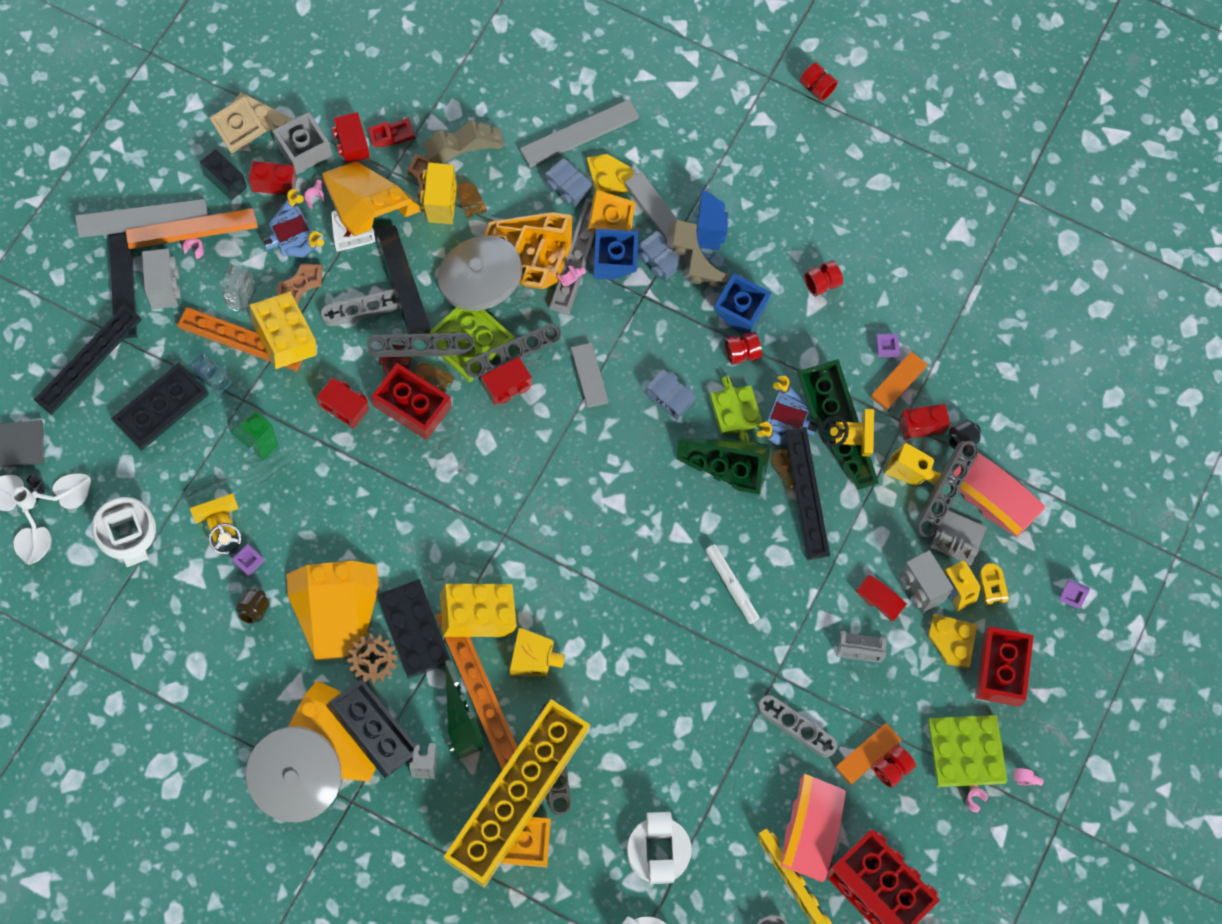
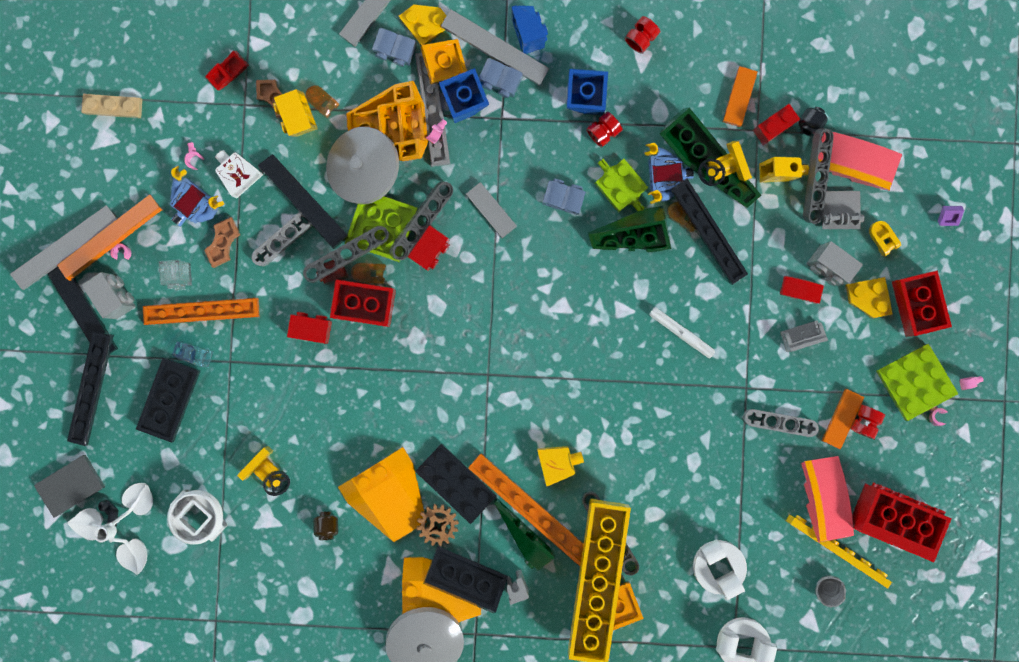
camera: 15 degrees left, 20 degrees up
(223, 174) = (109, 177): black brick -> none
(238, 124) = (96, 125): tan tile -> none
(248, 560) = (303, 491): medium lavender plate -> none
(256, 434) = (254, 390): green slope -> none
(272, 178) = (151, 161): red brick -> none
(282, 330) = (230, 292): yellow brick -> none
(302, 142) = (158, 117): light grey brick -> none
(351, 138) = (192, 88): red brick -> none
(363, 195) = (235, 142): light orange wedge -> none
(472, 136) = (295, 44): dark tan arch -> none
(478, 610) = (499, 451): yellow brick -> none
(682, 240) = (516, 60): dark tan arch -> none
(887, 345) = (718, 70): medium lavender plate -> none
(964, 585) = (860, 249): yellow torso -> none

